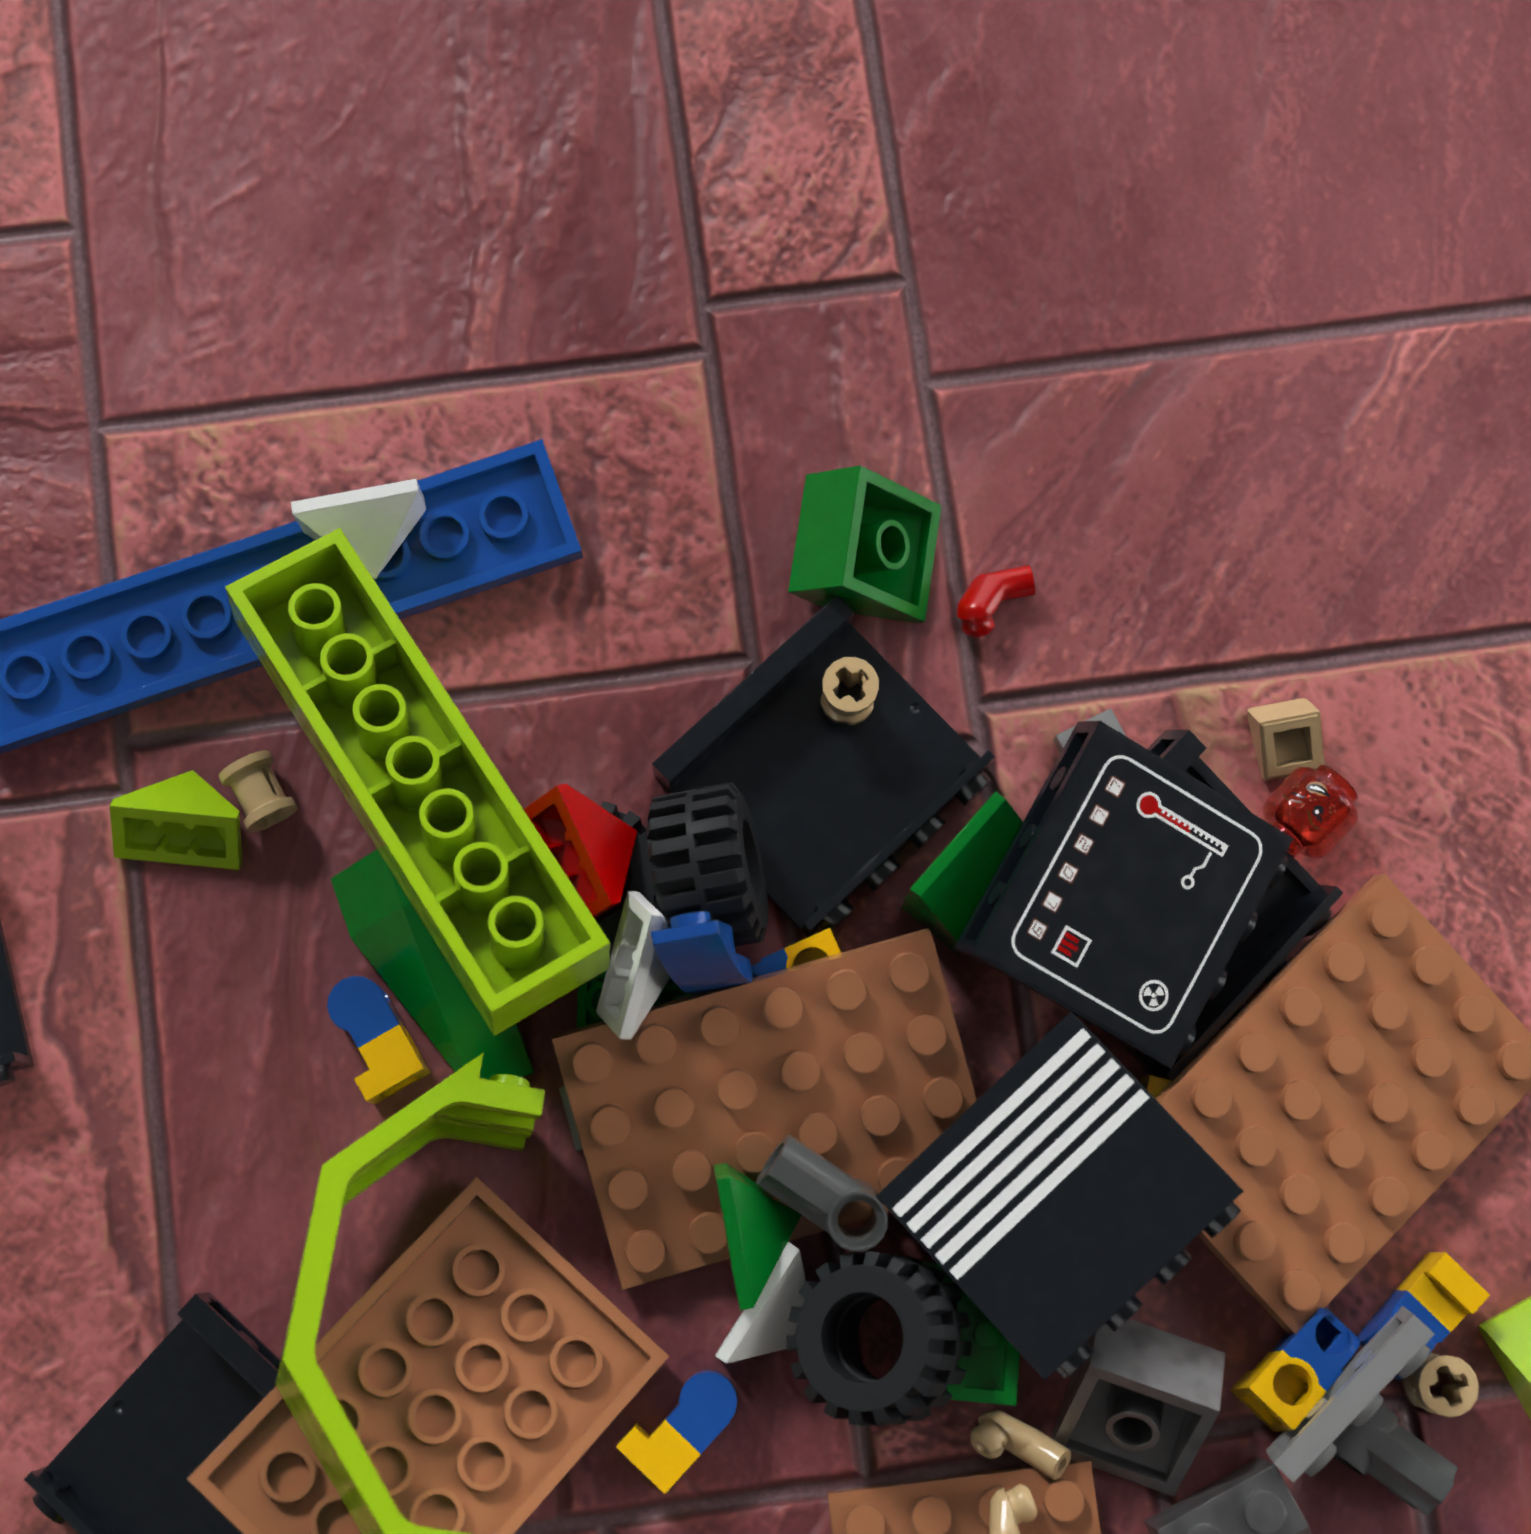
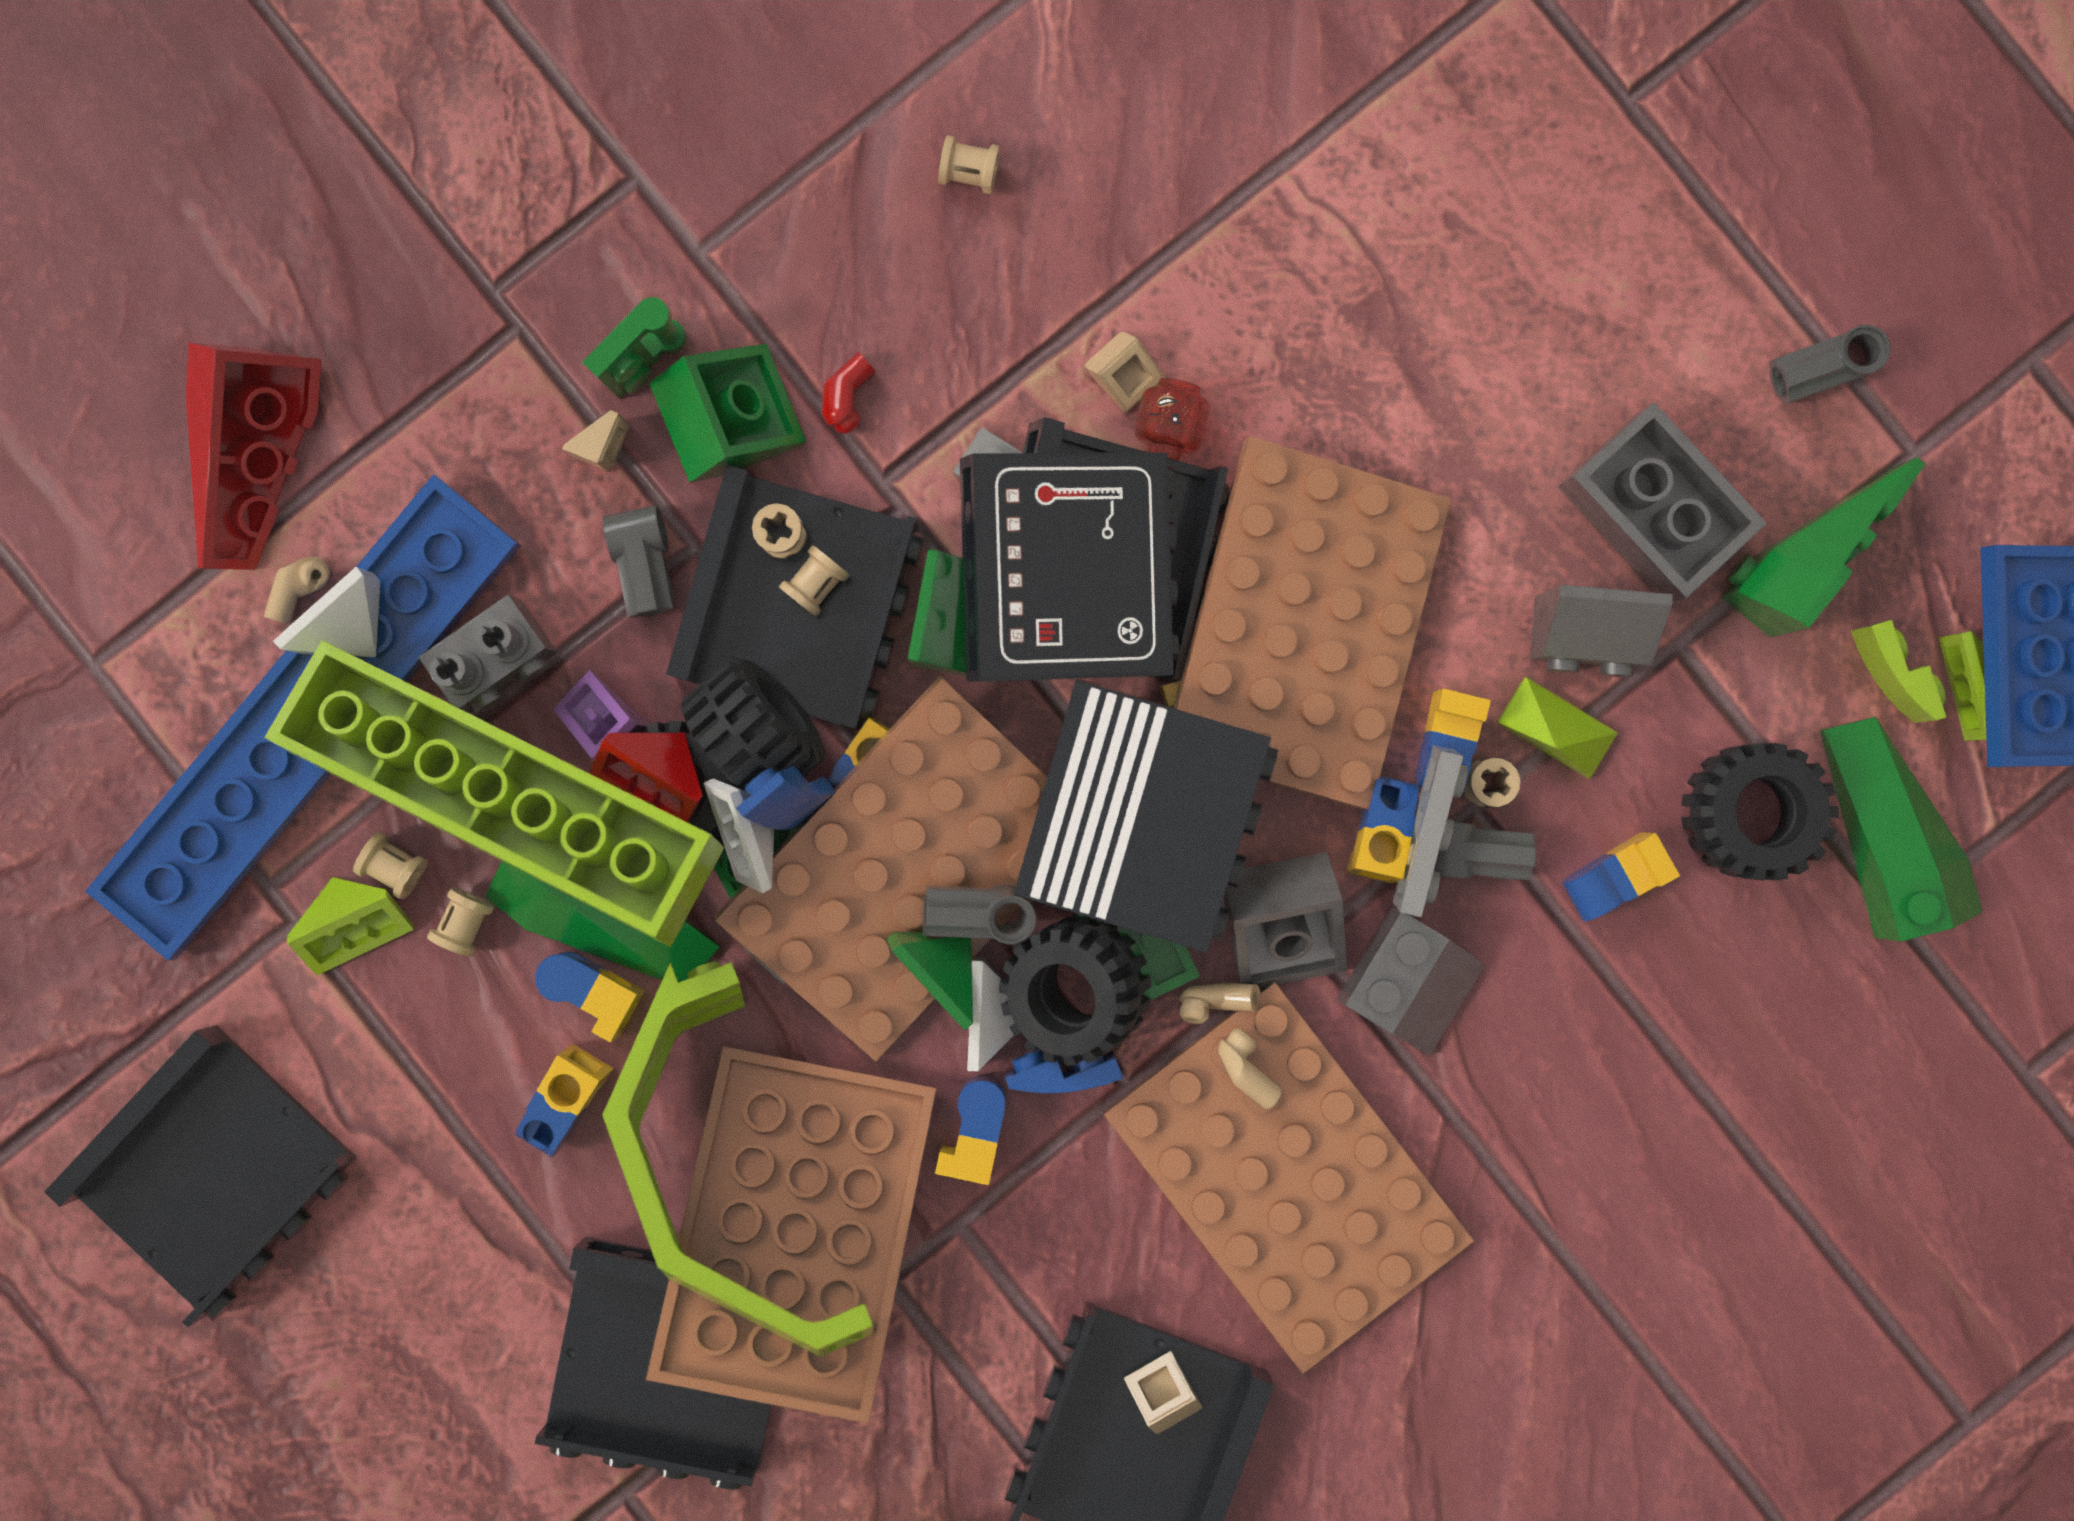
camera: 25 degrees left, 10 degrees up
(278, 1132) = (562, 1099): none -> leg
(291, 889) = (461, 922): none -> tan bush
(339, 464) = (294, 582): none -> tan arm
(382, 299) = (243, 441): none -> red wedge
(487, 643) = (489, 656): none -> flat silver brick
(552, 758) = (594, 711): none -> medium lavender slope
(697, 625) = (638, 545): none -> dark grey piece
(721, 502) = (599, 441): none -> tan slope
(792, 1412) = (1041, 1076): none -> blue slope
(797, 436) = (624, 360): none -> green plate
(854, 760) = (814, 581): none -> tan bush
(1244, 450) = (968, 164): none -> tan bush

